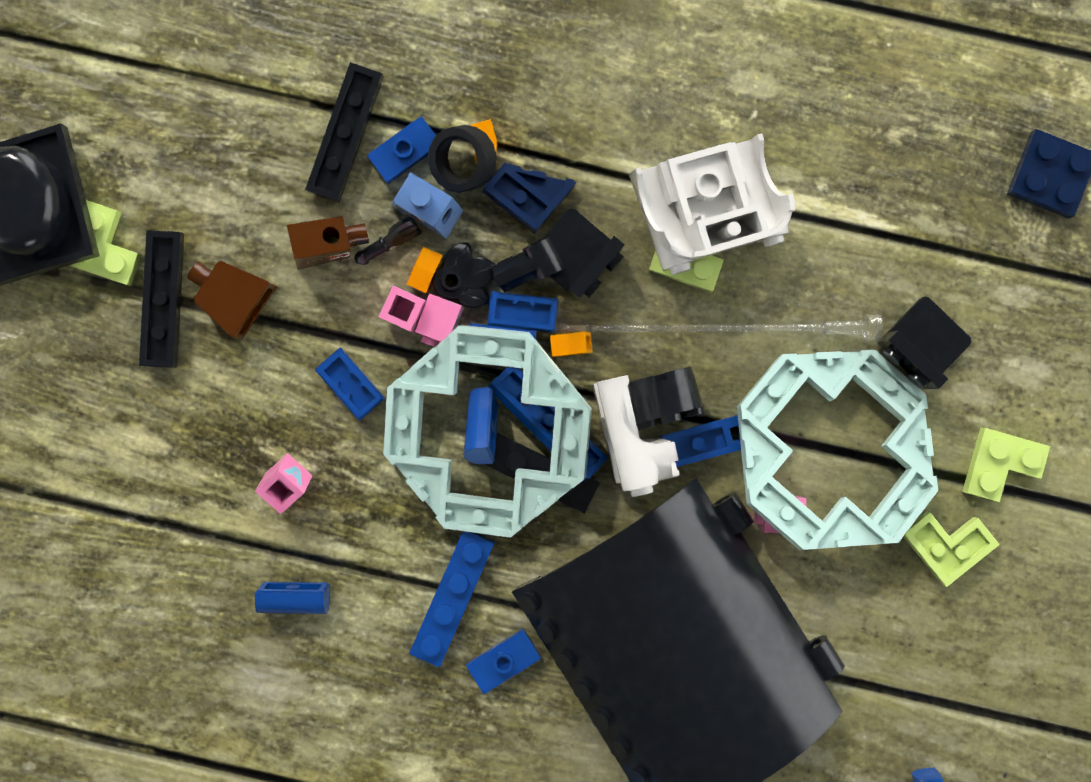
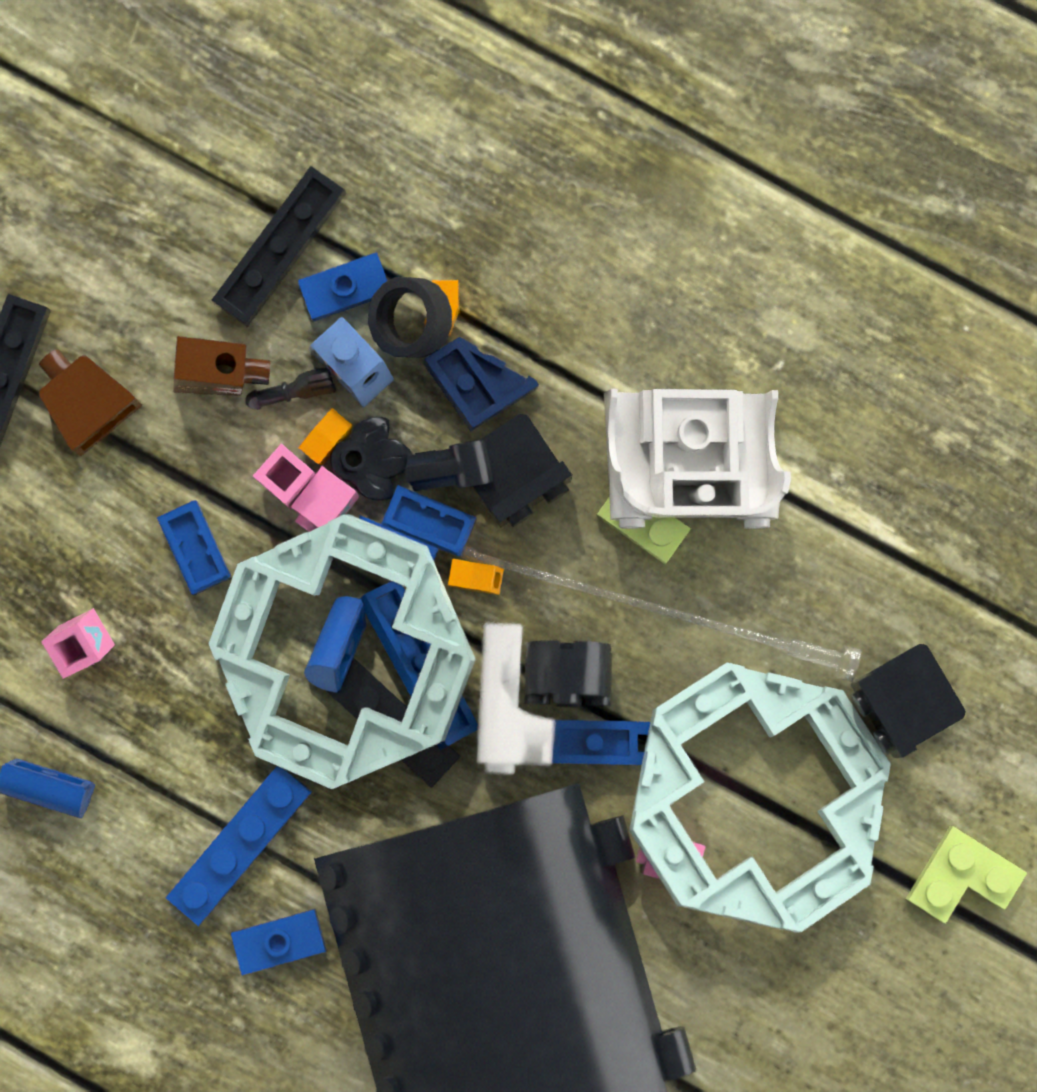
camera: 20 degrees right, 5 degrees down
(949, 555) = (864, 971): yellowish green plate -> none

